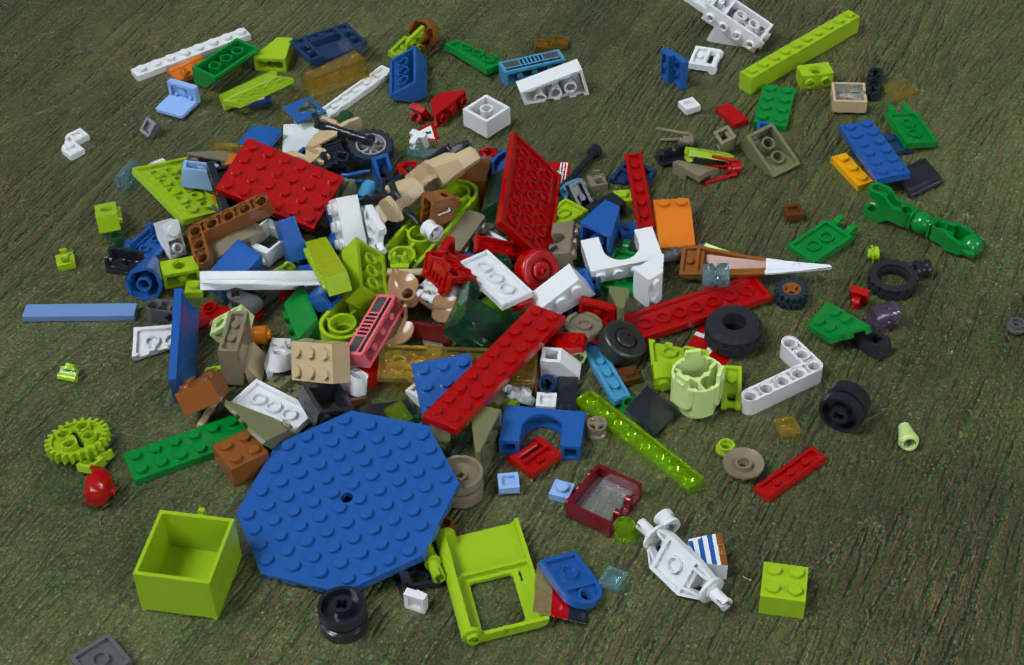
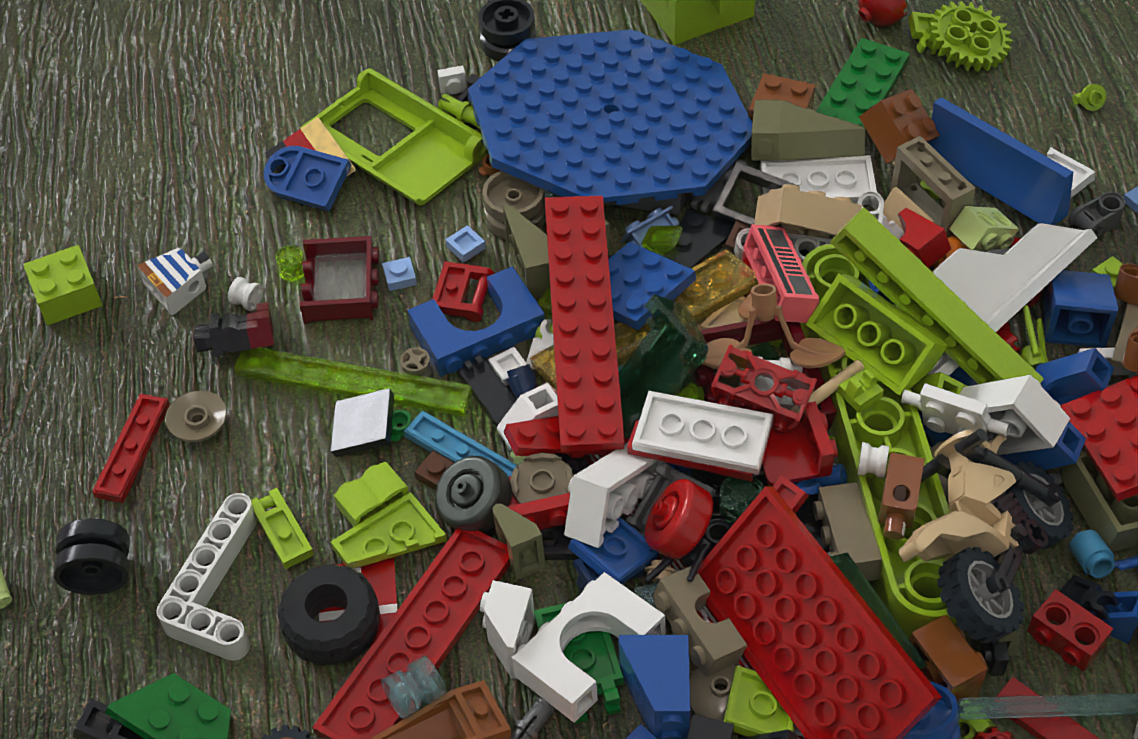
camera: 145 degrees right, 10 degrees up
(274, 329) = (923, 237): none -> red arch
(613, 579) = (265, 205): clear light blue plate -> none
(680, 566) = (169, 236): white plate -> none
(696, 492) = (235, 331): none -> black hips
(697, 395) = (309, 456): yellowish green piece -> none
(724, 446) = (232, 427): lime plate -> none
(787, 427) = (167, 506): clear yellow plate -> none

